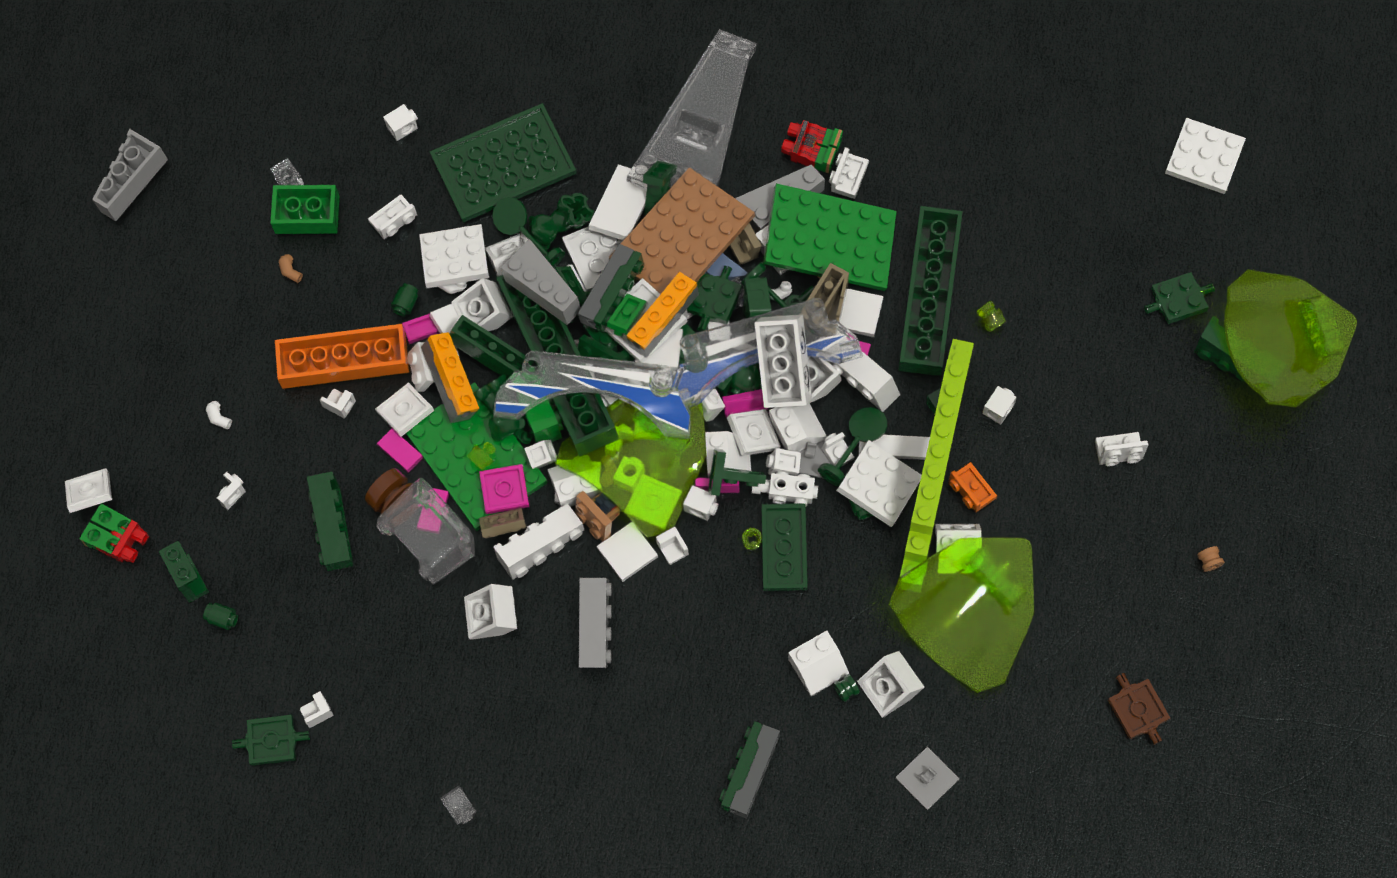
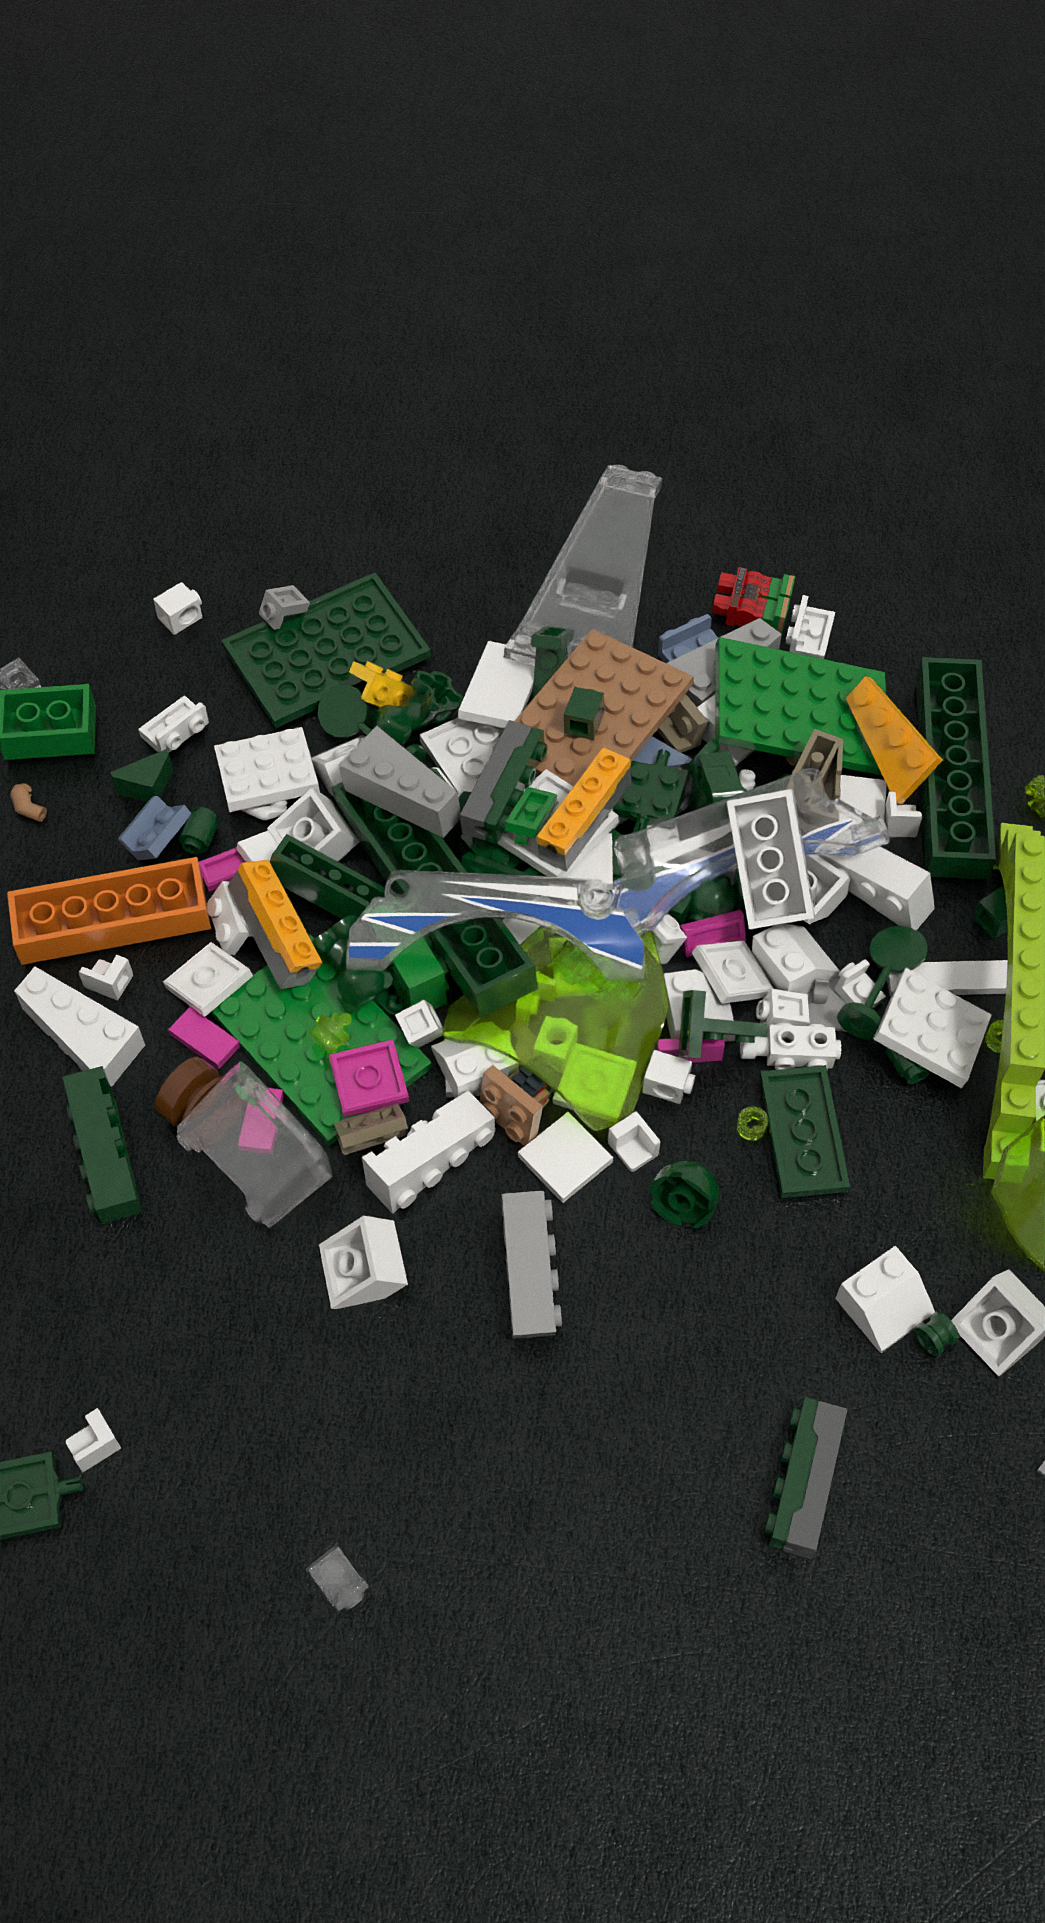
camera: 10 degrees left, 10 degrees down
(321, 439) = (80, 1025): none -> white wedge
(370, 256) = (144, 777): none -> dark green slope
(374, 296) = (153, 828): none -> sand blue bracket
(474, 127) = (280, 603): none -> light grey bracket
(539, 198) = (381, 687): none -> yellow bracket
(672, 239) = (584, 713): none -> dark green brick
(700, 583) = (685, 1193): none -> dark green cylinder
(759, 175) = (685, 638): none -> sand blue bracket
(888, 270) = (894, 742): none -> light orange wing
(888, 326) = (901, 819): none -> white panel

